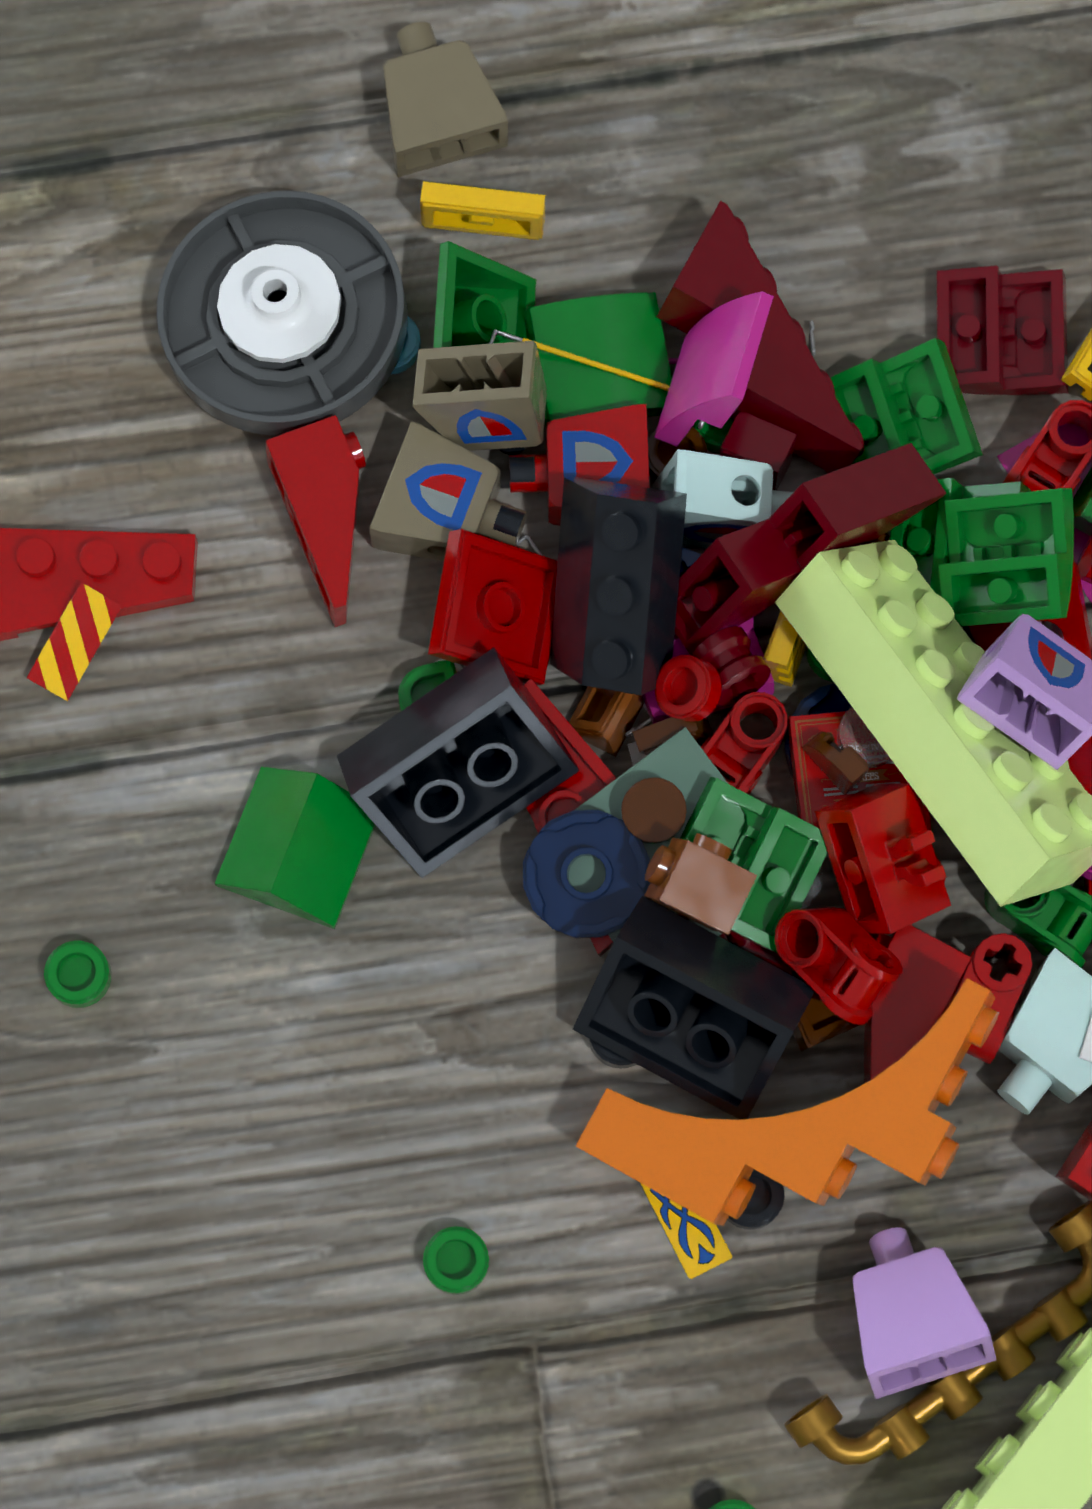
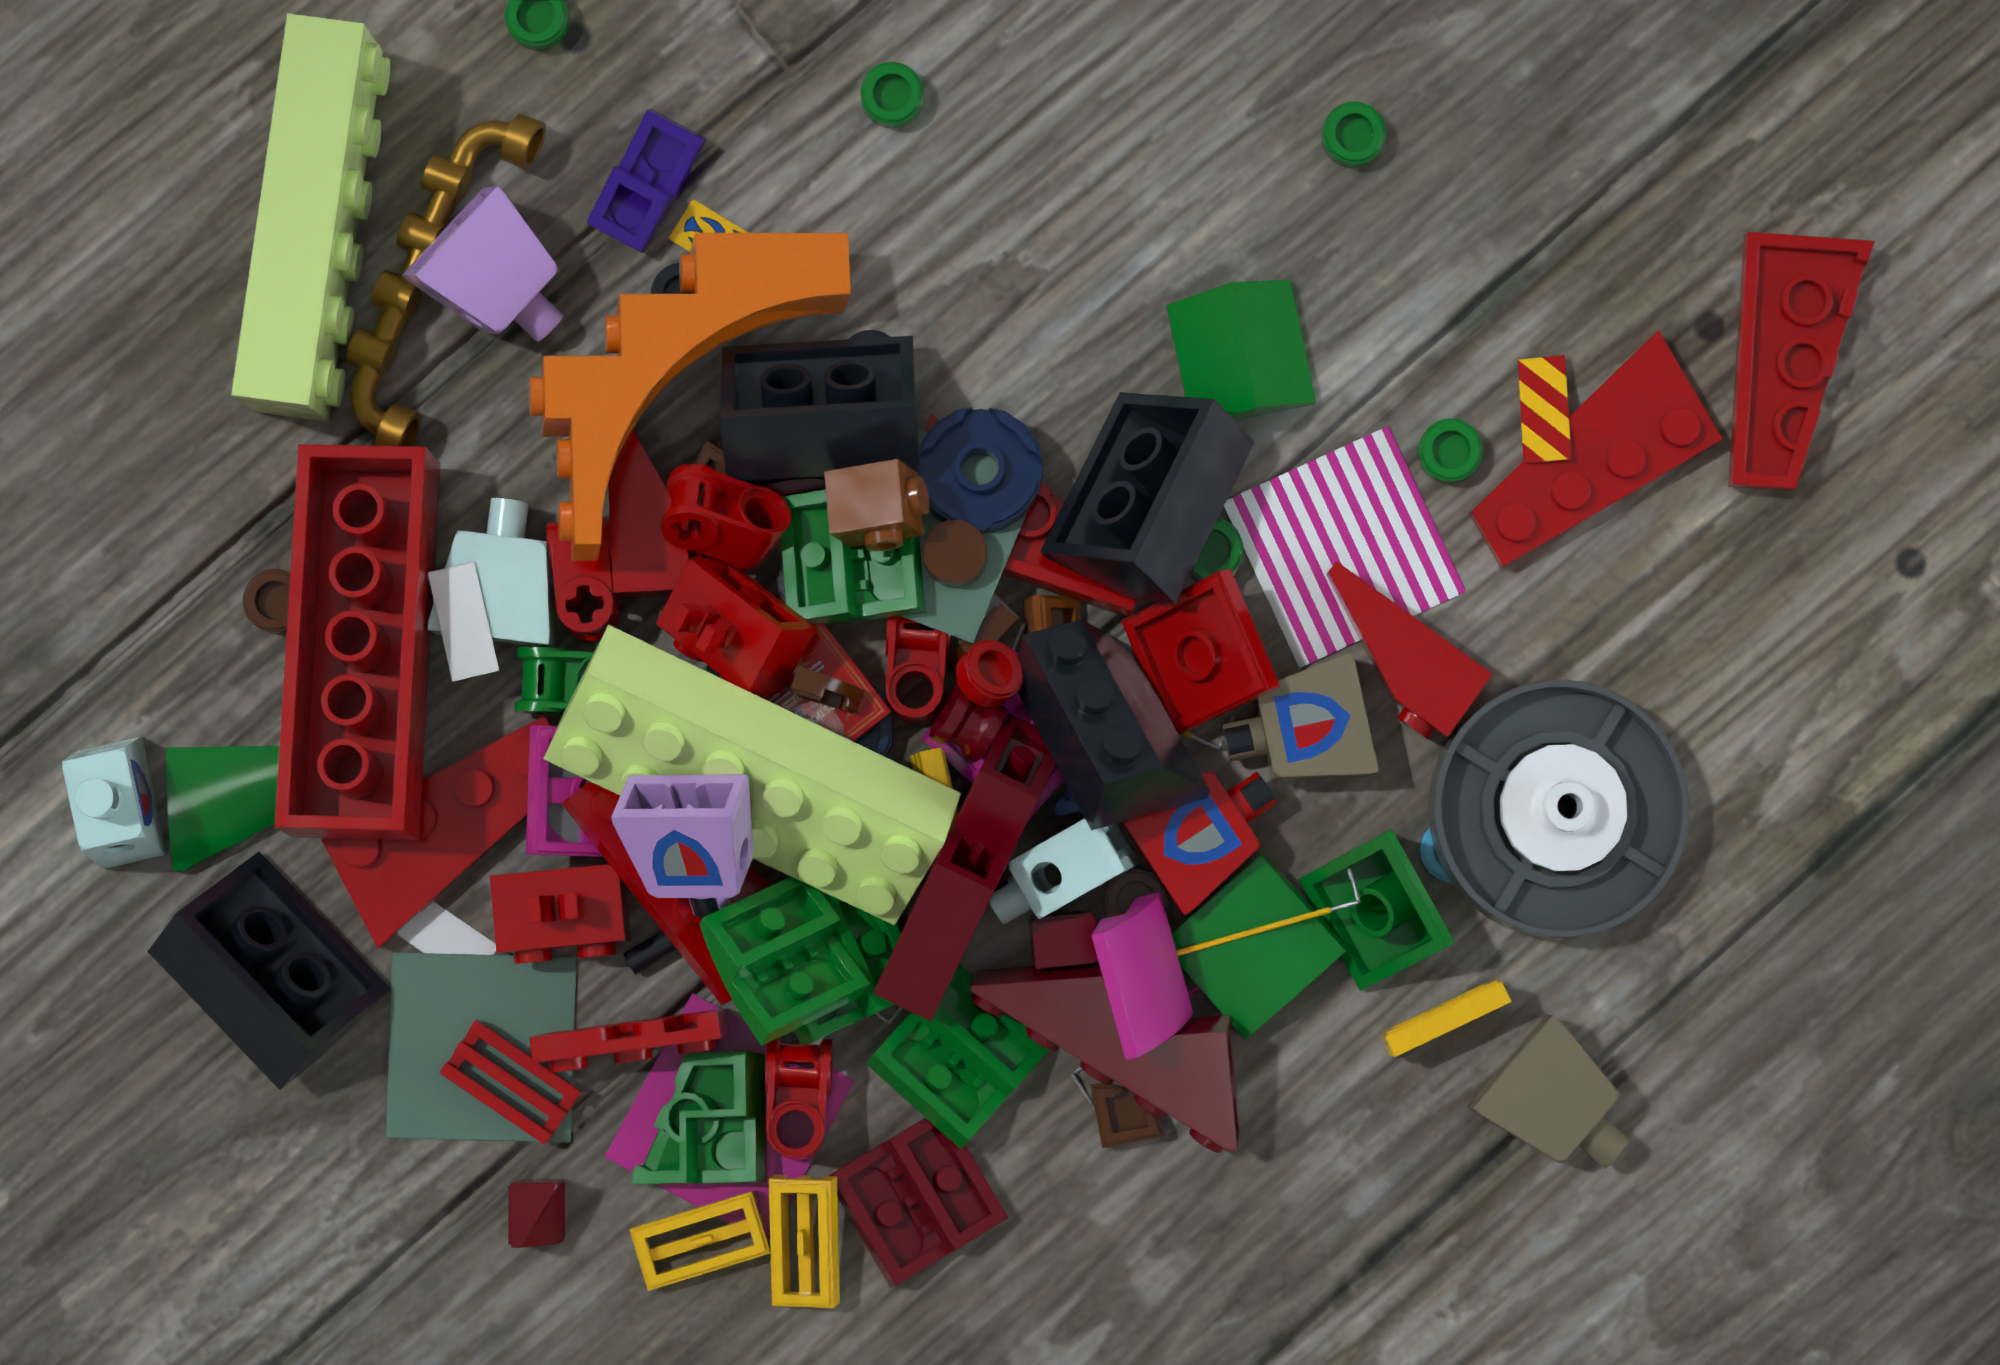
camera: 155 degrees right, 10 degrees up
(176, 658) = (1449, 451): none -> green tile
(289, 659) = (1350, 510): none -> sticker
(483, 395) = (1318, 830): dark tan torso -> none
(722, 1318) = (646, 180): none -> dark purple slope
(797, 290) = (1121, 1117): none -> reddish brown tile

